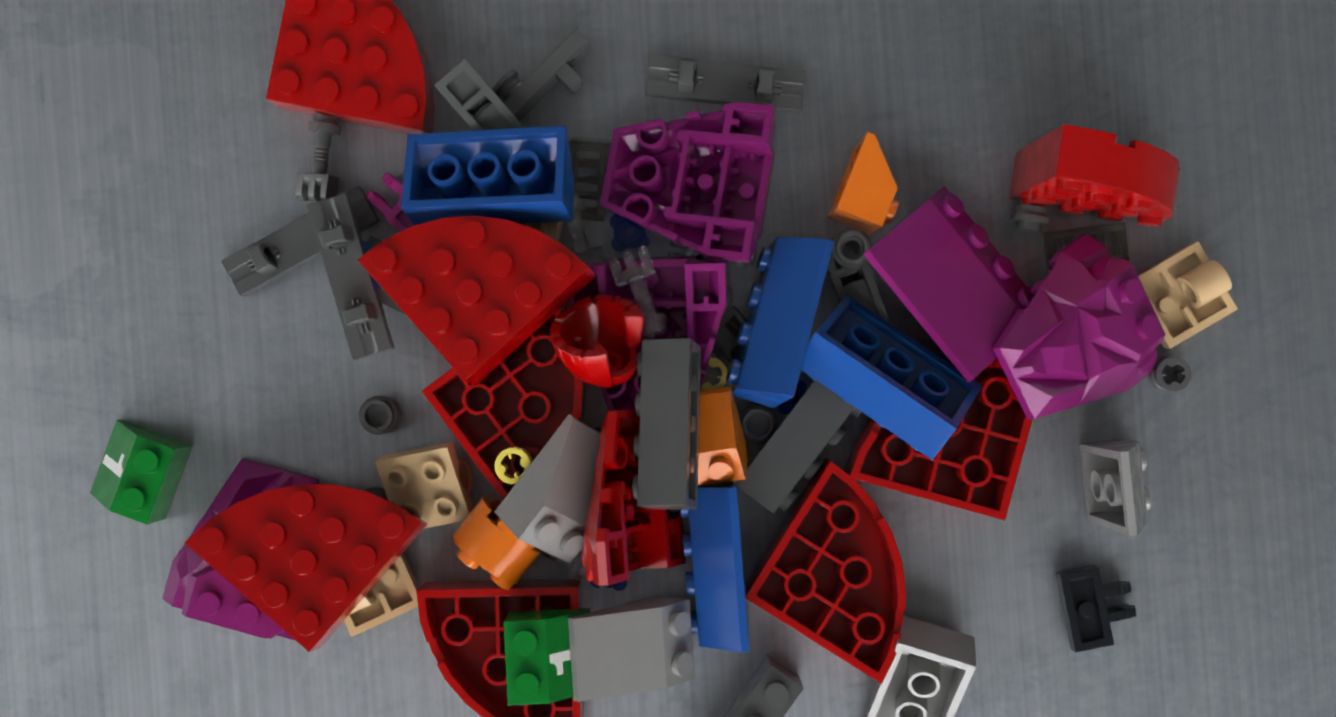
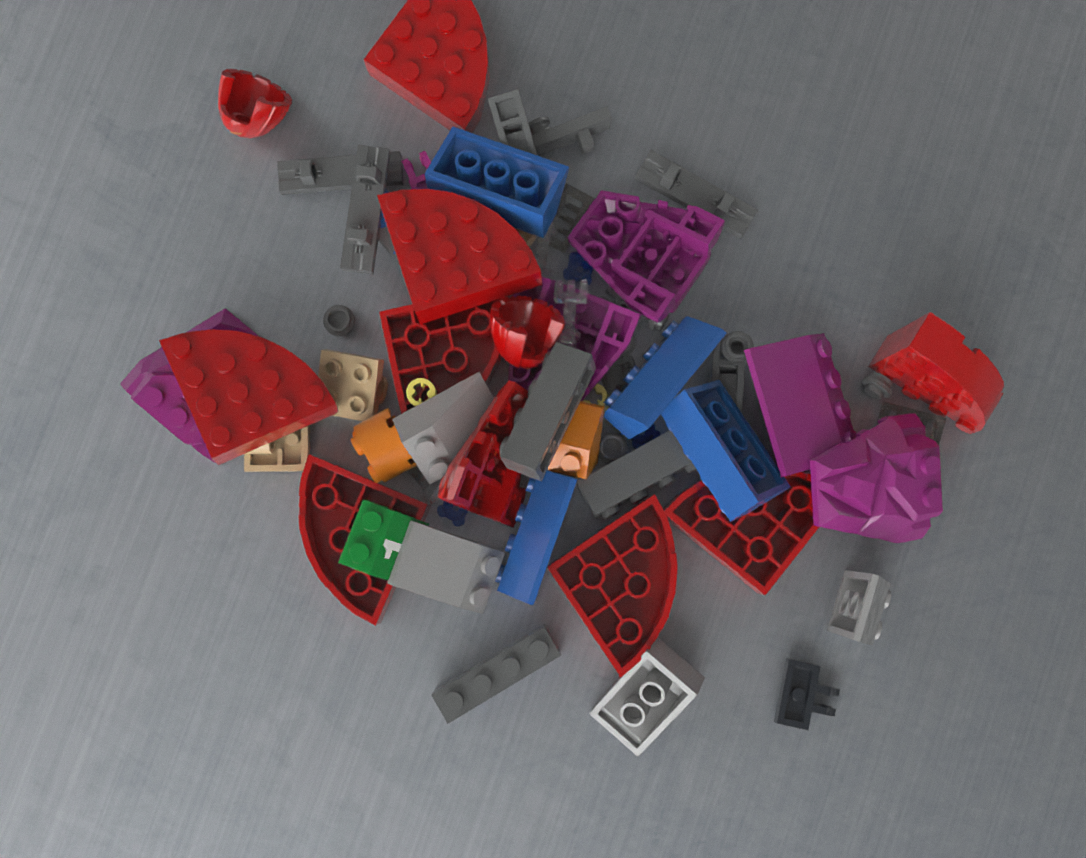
camera: 30 degrees right, 5 degrees down
(139, 473) = (148, 285): green slope -> none
(157, 207) = (250, 103): none -> red hair
(318, 184) = (373, 135): dark grey hinge -> none
(866, 189) = (766, 310): orange slope -> none
(1183, 374) = (933, 556): dark grey bush -> none
(1187, 293) = (972, 491): tan plate -> none

